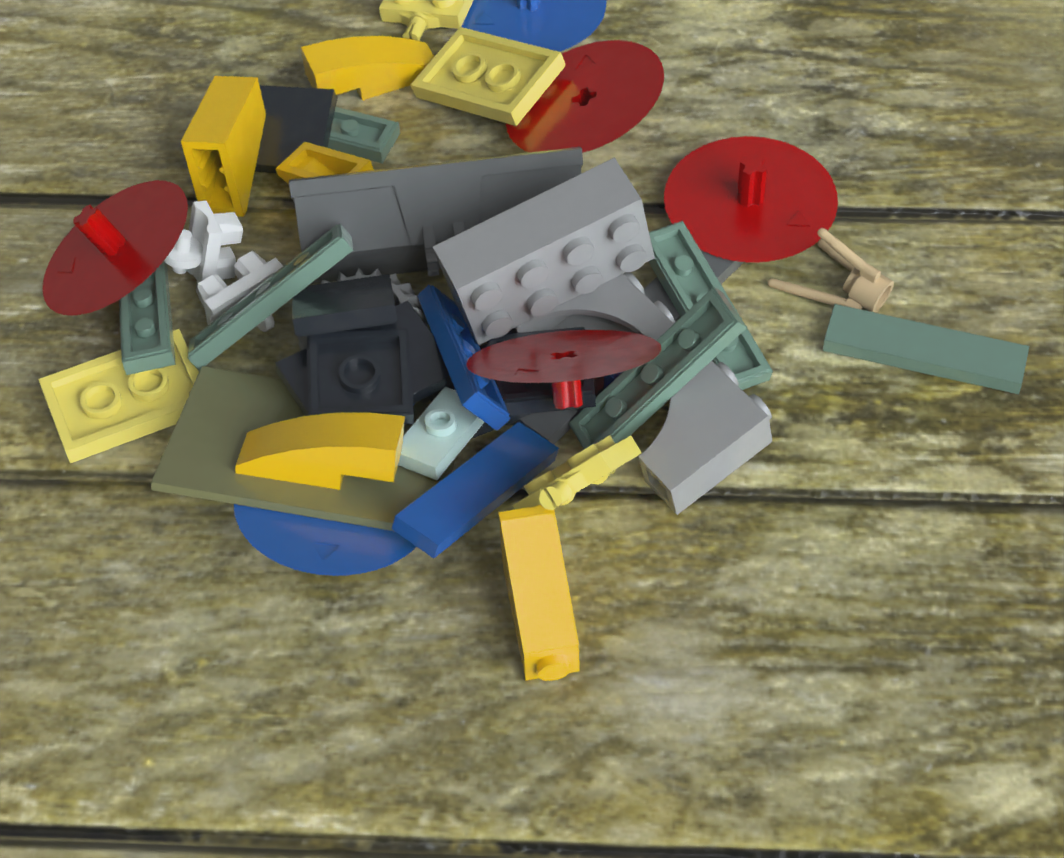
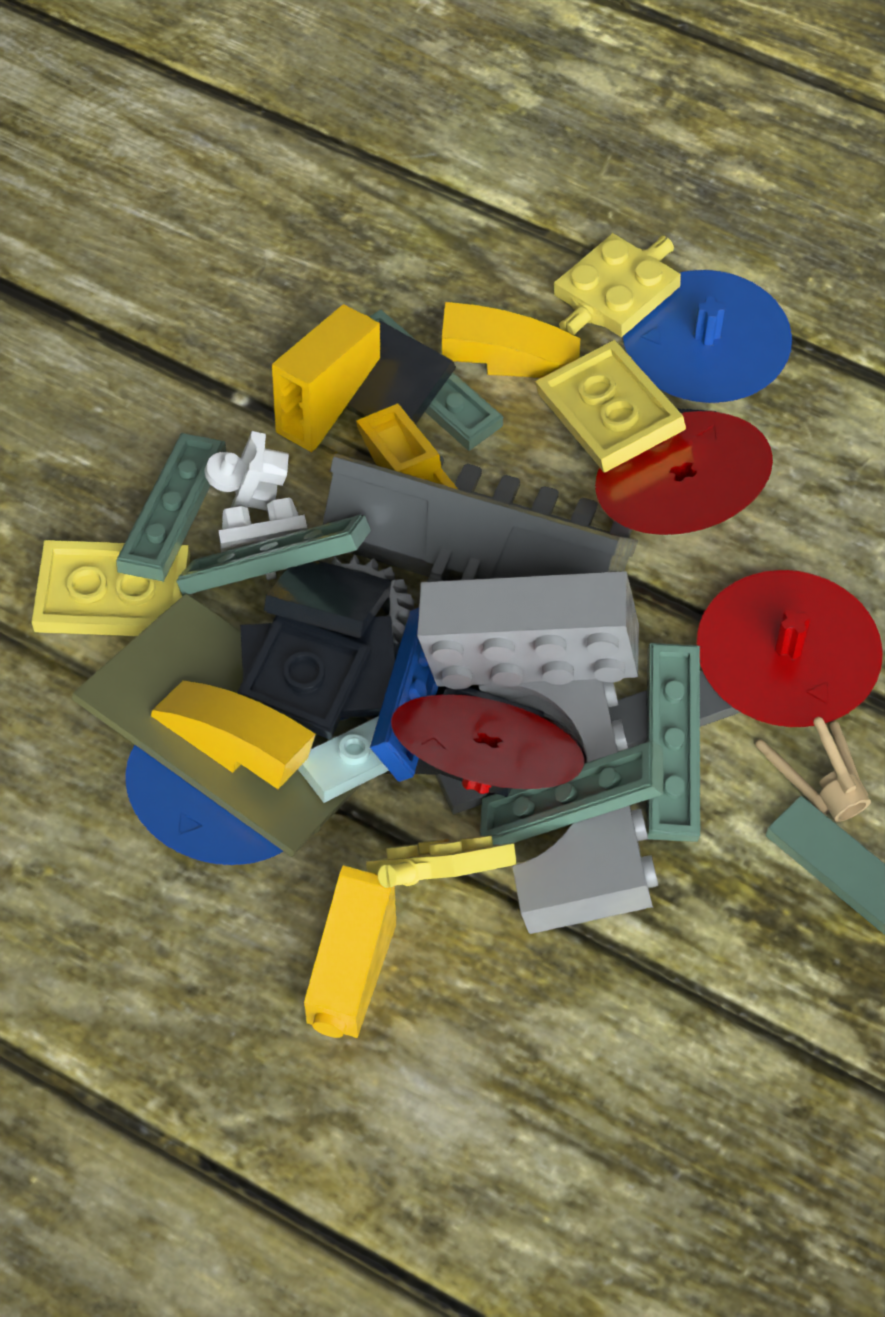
camera: 25 degrees right, 5 degrees up
(85, 275) = (173, 438): red piece -> none
(474, 489) = (353, 827): blue tile -> none

